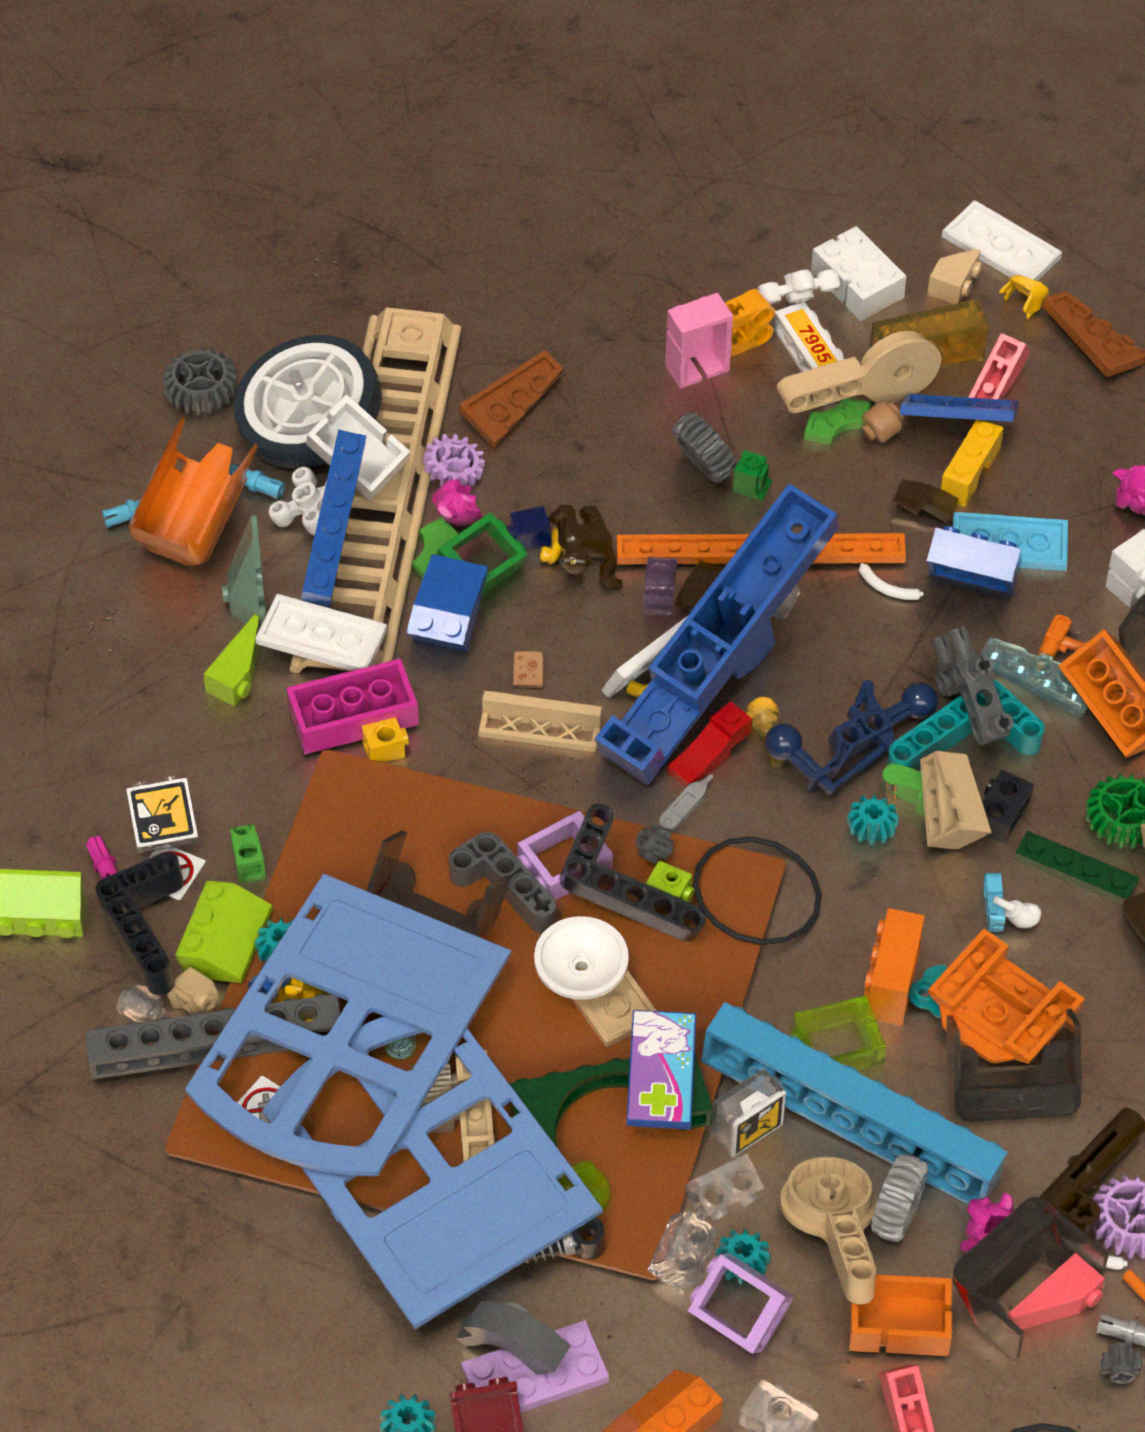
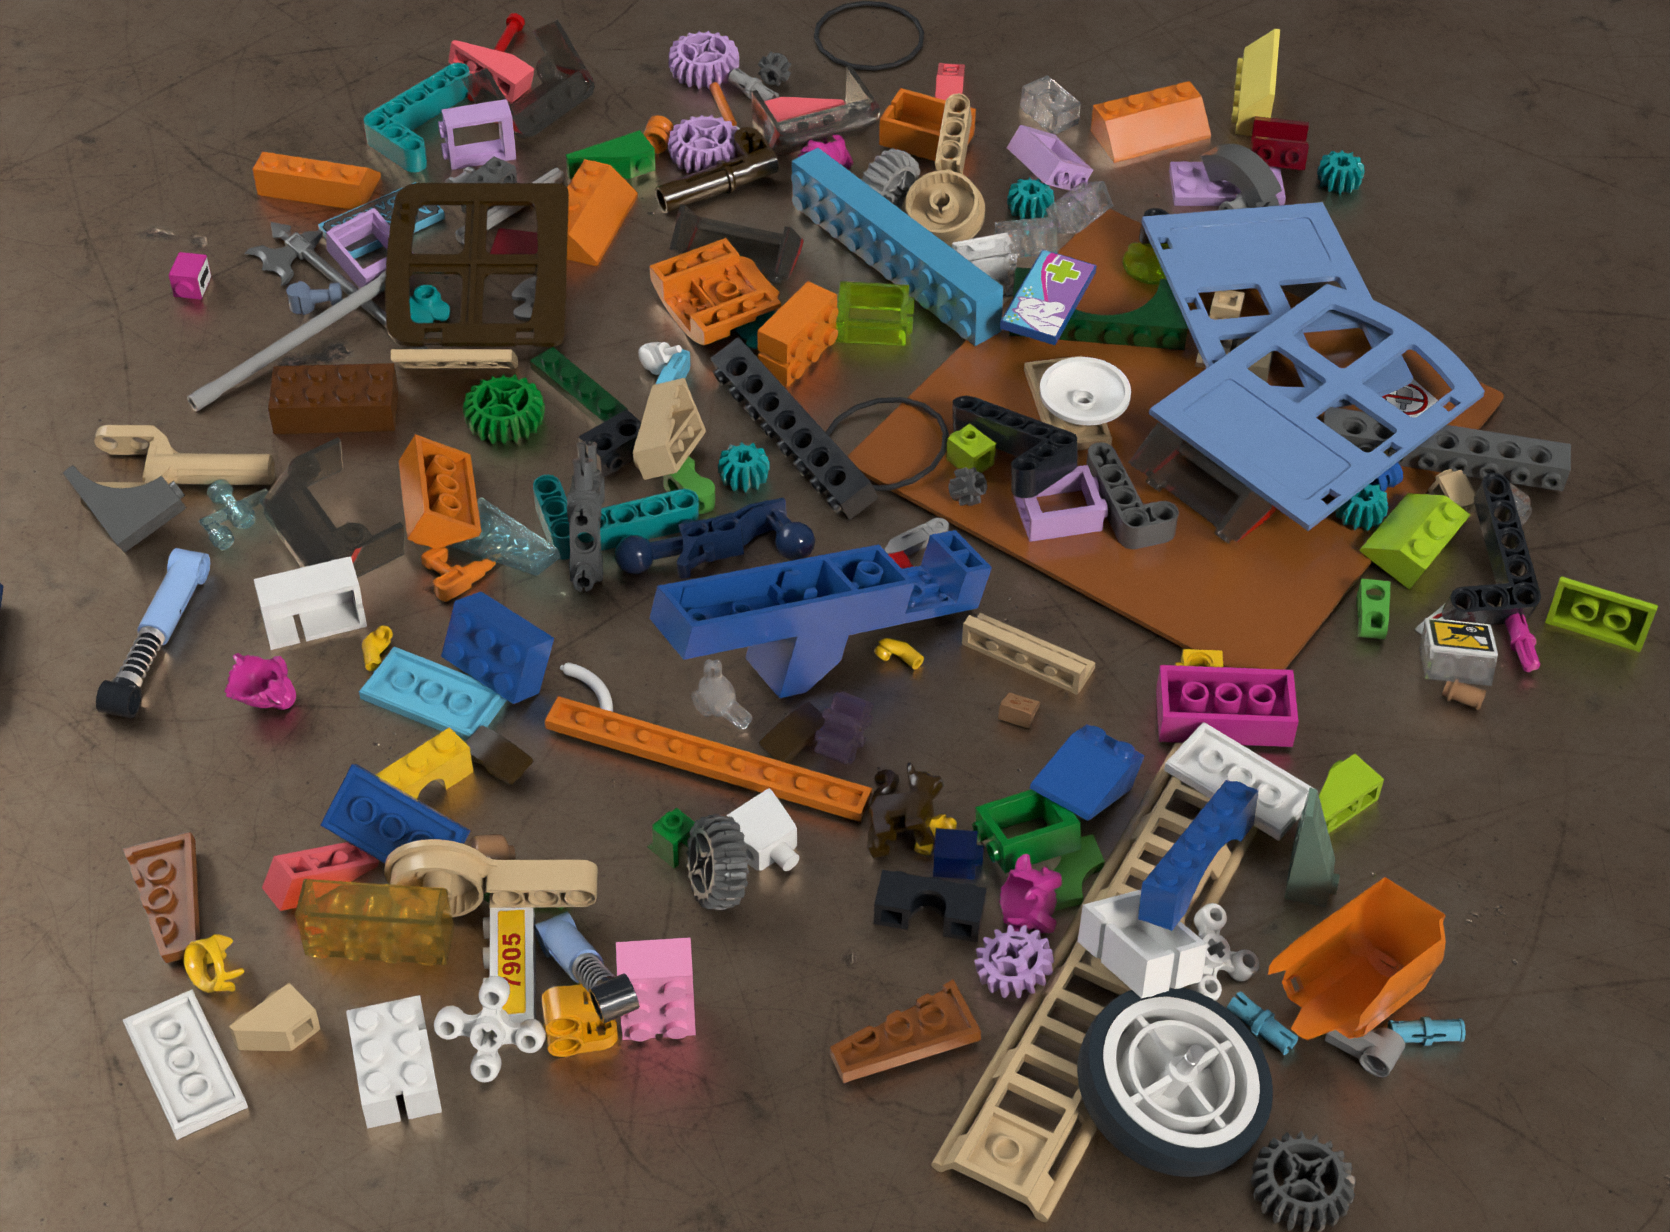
camera: 160 degrees left, 5 degrees down
(513, 492) = (905, 894): none -> black arch
(638, 664) = (884, 659): white tile -> none
(686, 500) = (767, 832): none -> white torso
(710, 265) = (580, 960): none -> piece
(845, 868) = (794, 429): none -> black brick
(1084, 560) = (374, 645): none -> yellow arm

